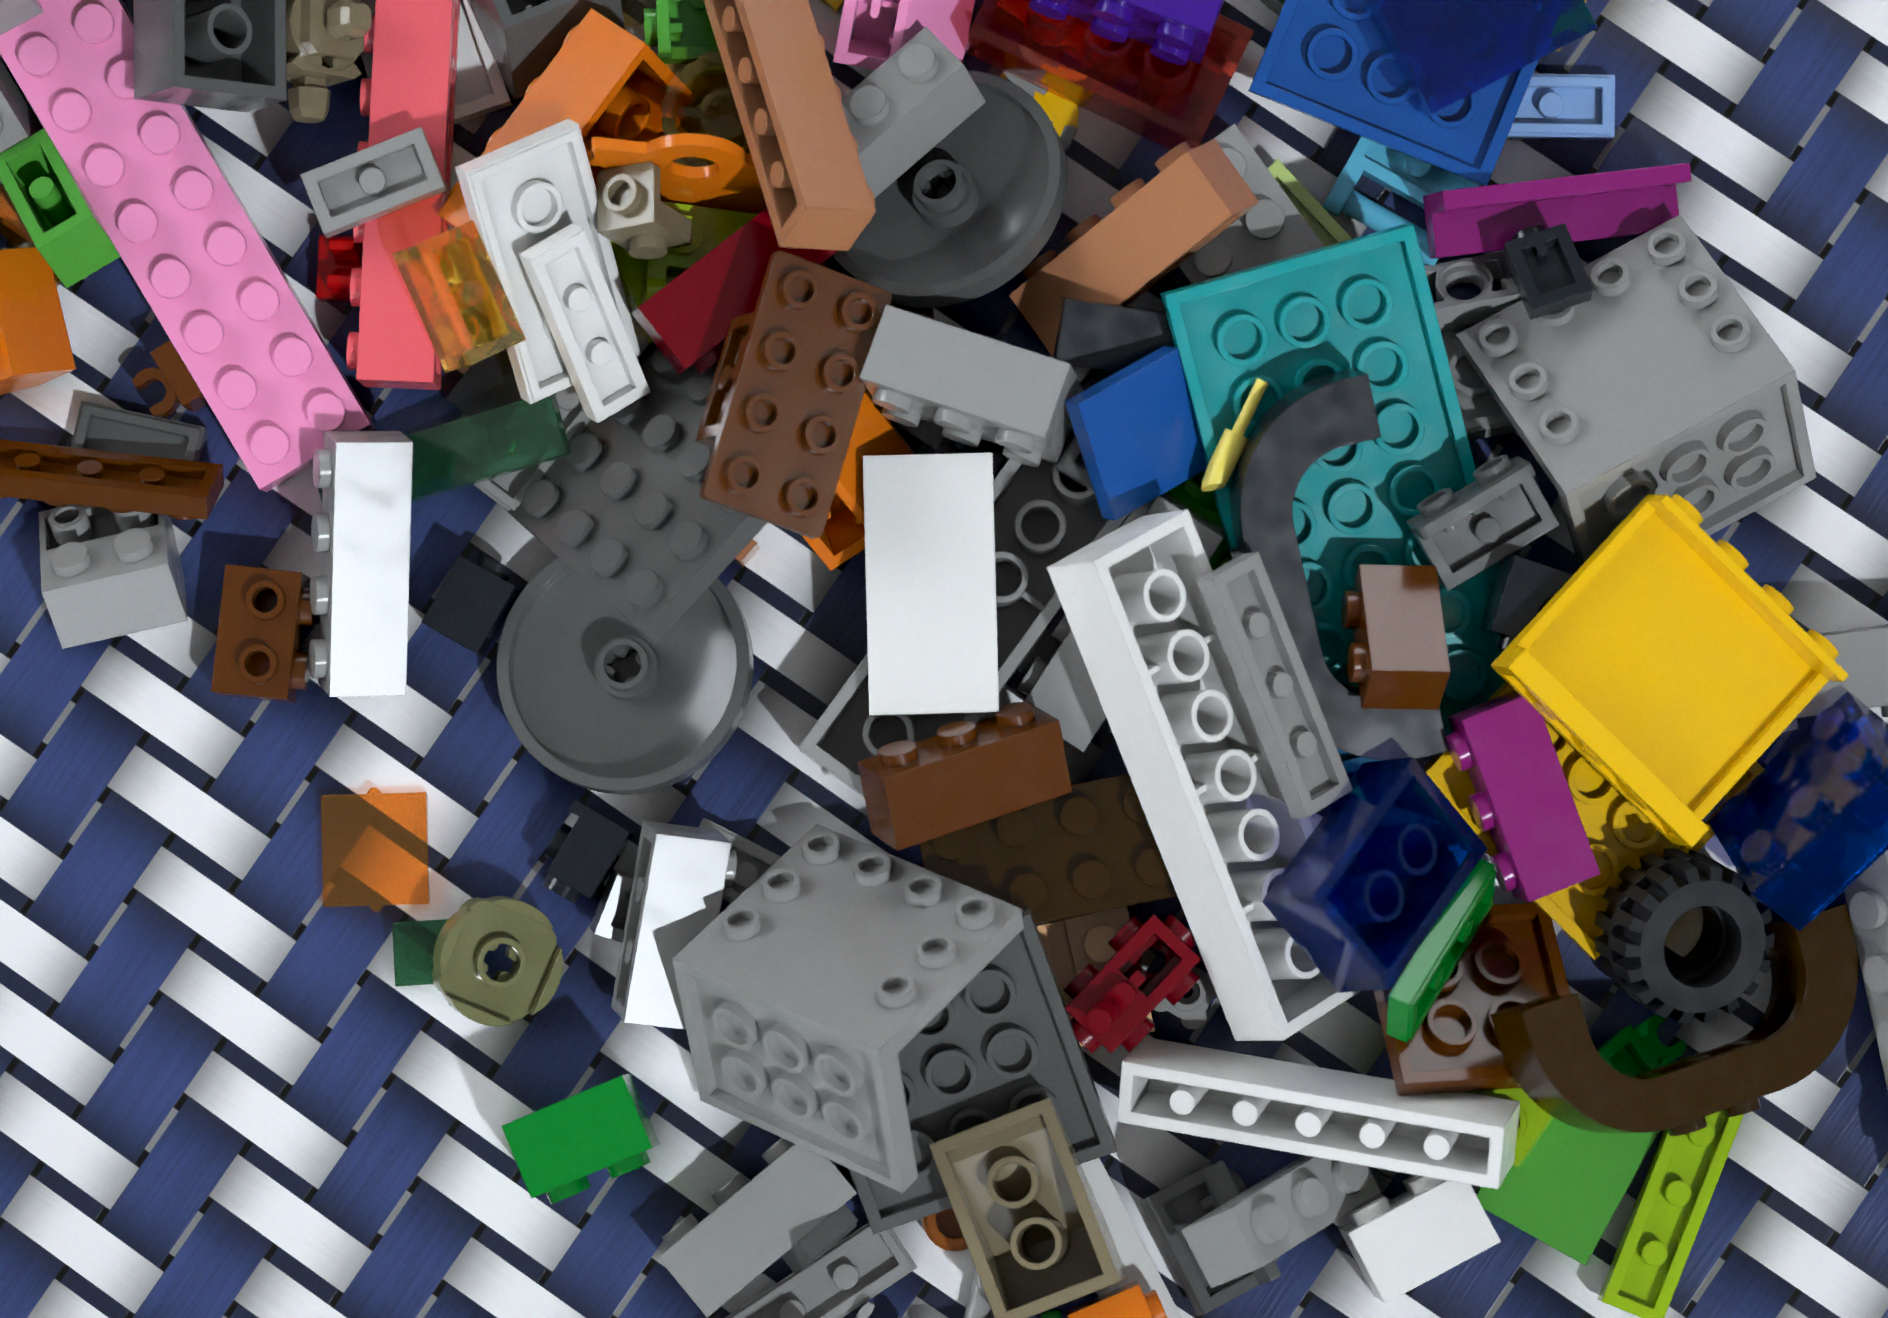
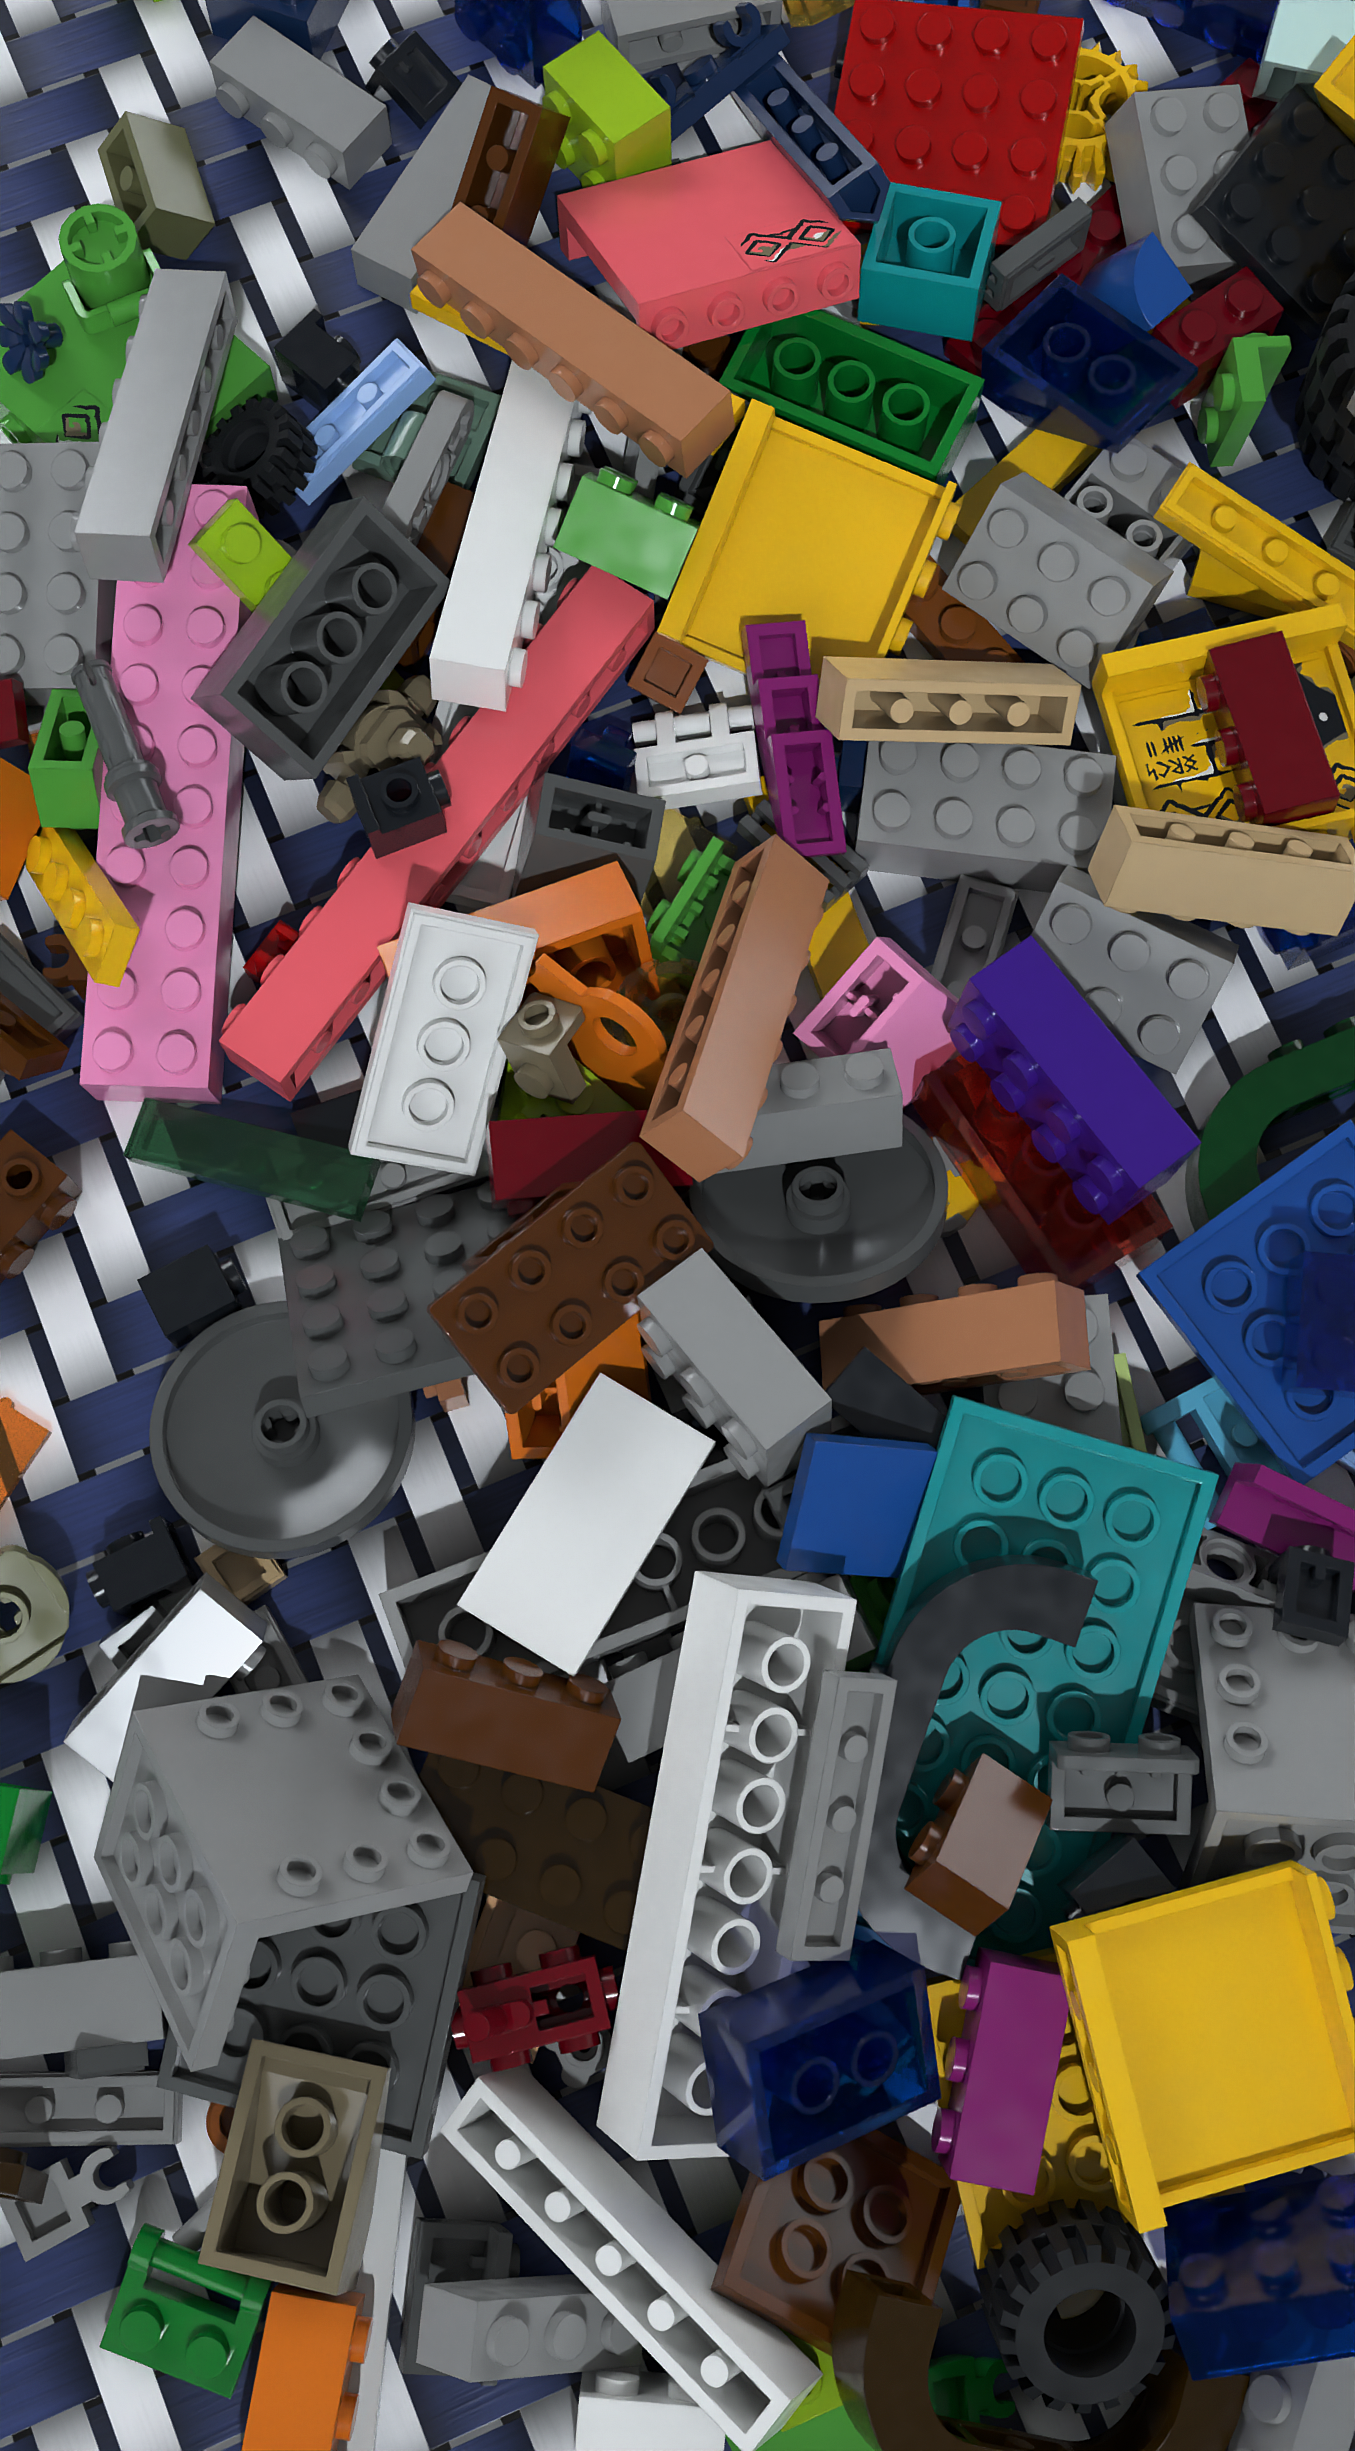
camera: 30 degrees right, 10 degrees down
(131, 202) = (129, 777): none -> dark grey pin
(157, 333) = (83, 903): none -> yellow plate
(362, 563) = (120, 1200): brick -> none
(373, 182) = (340, 887): light grey plate -> none
(379, 101) = (405, 823): none -> black brick
(459, 296) = (345, 1018): clear yellow brick -> none
(585, 322) = (438, 1110): white plate -> none
(666, 805) = (239, 1574): none -> tan tile
(1232, 443) = (934, 1568): light yellow piece -> none
(1440, 953) = (833, 2174): green tile -> none

